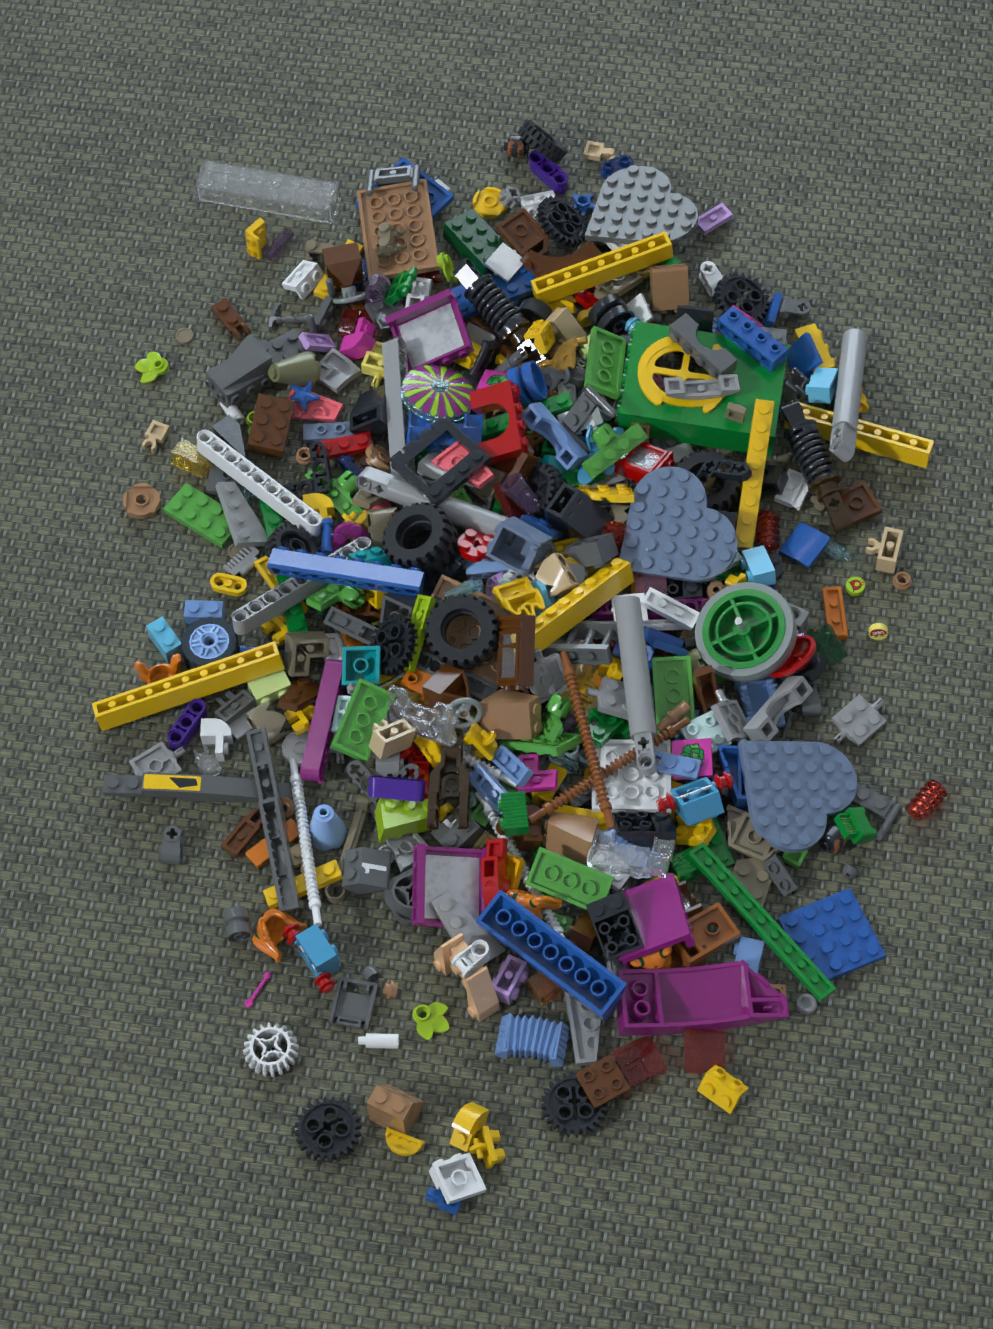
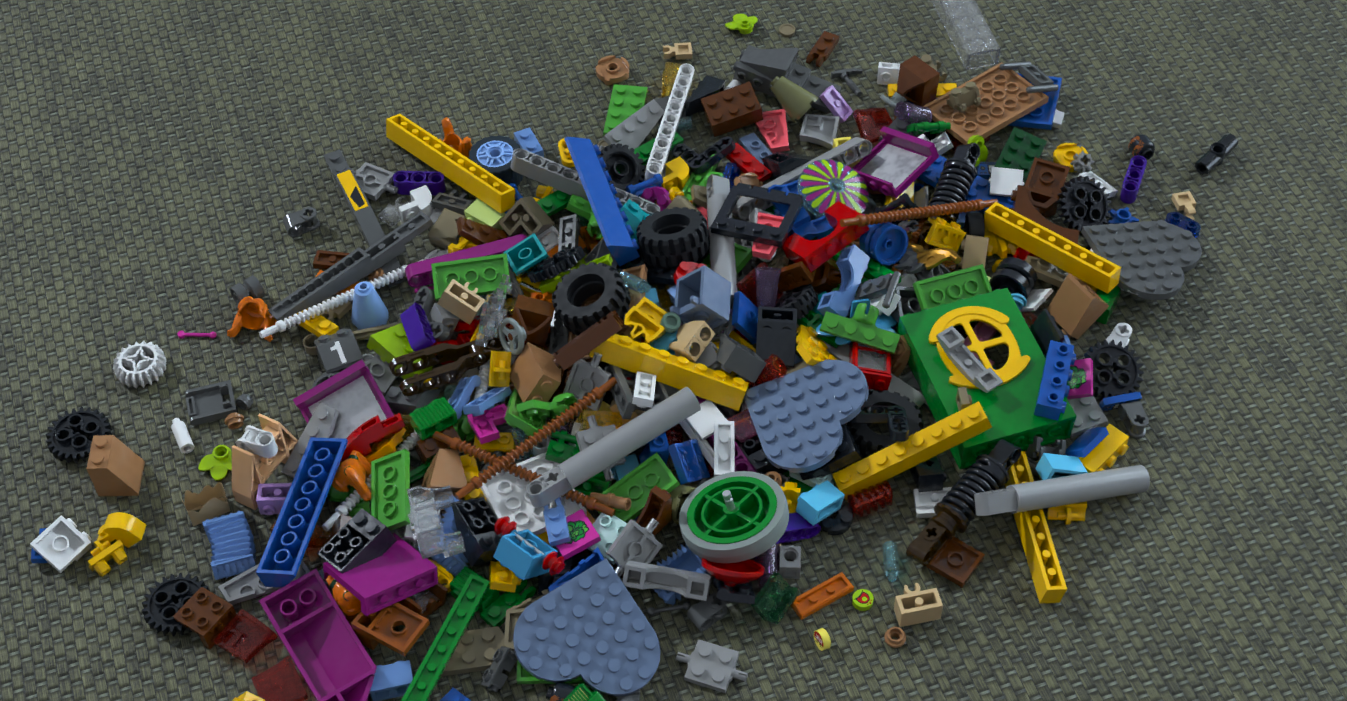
camera: 60 degrees right, 10 degrees down
(164, 639) = (492, 127): medium azure brick -> none
(256, 238) = (906, 24): yellow bracket -> none
(278, 244) = (916, 44): clear purple pin -> none
(303, 395) = (776, 117): blue animal -> none
(316, 952) = (238, 352): dark azure brick -> none
(327, 309) = (867, 98): dark grey plate -> none
(357, 344) = (859, 127): dark pink brick -> none
(403, 1144) = (86, 495): yellow plate -> none
(474, 1026) = (208, 501): none -> tan piece
(521, 340) = (907, 214): none -> dark orange hose
(531, 580) = (671, 322): none -> sand green tile
(542, 142) = (1153, 155): black wheel -> none
(559, 98) = (1216, 154): none -> black piece
(593, 633) = (644, 389): none -> white plate
(714, 218) = (1185, 315): lavender plate -> none
(716, 362) = (1017, 326): dark grey arch -> none
(804, 545) = (877, 536): blue slope -> none

